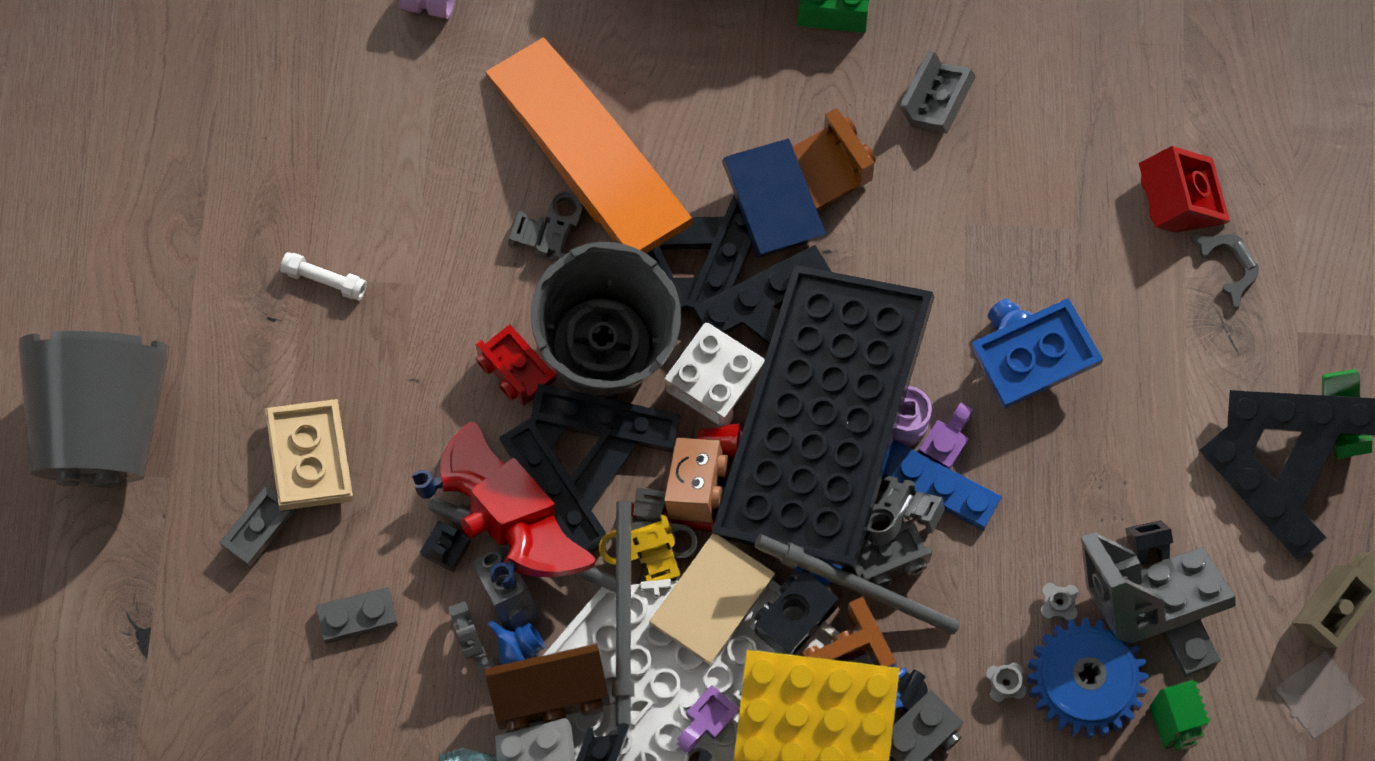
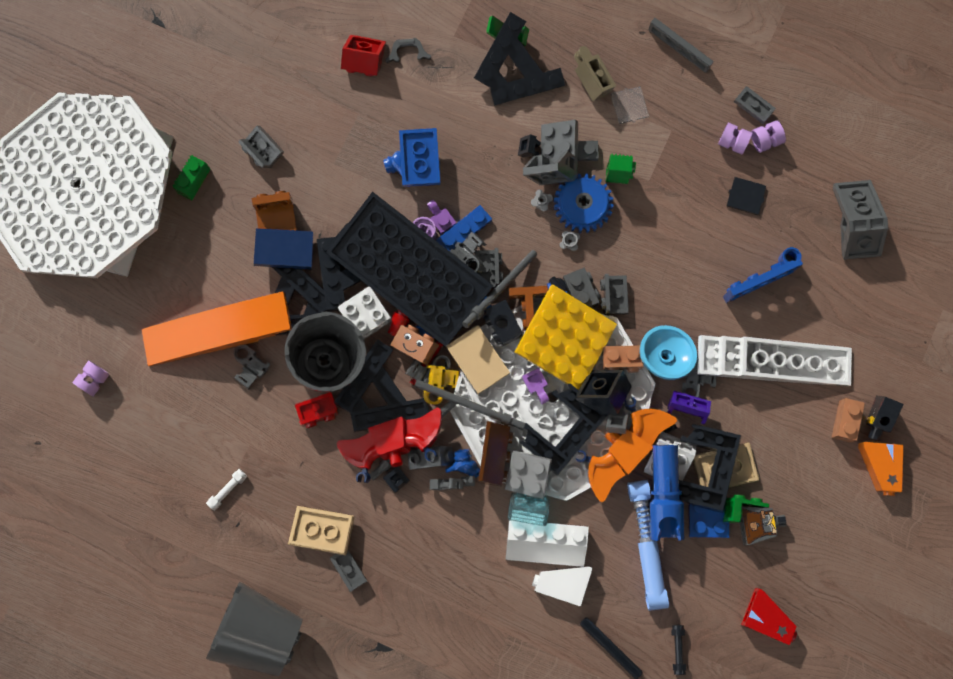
camera: 70 degrees left, 10 degrees up
(356, 615) = (413, 535): dark grey plate -> none

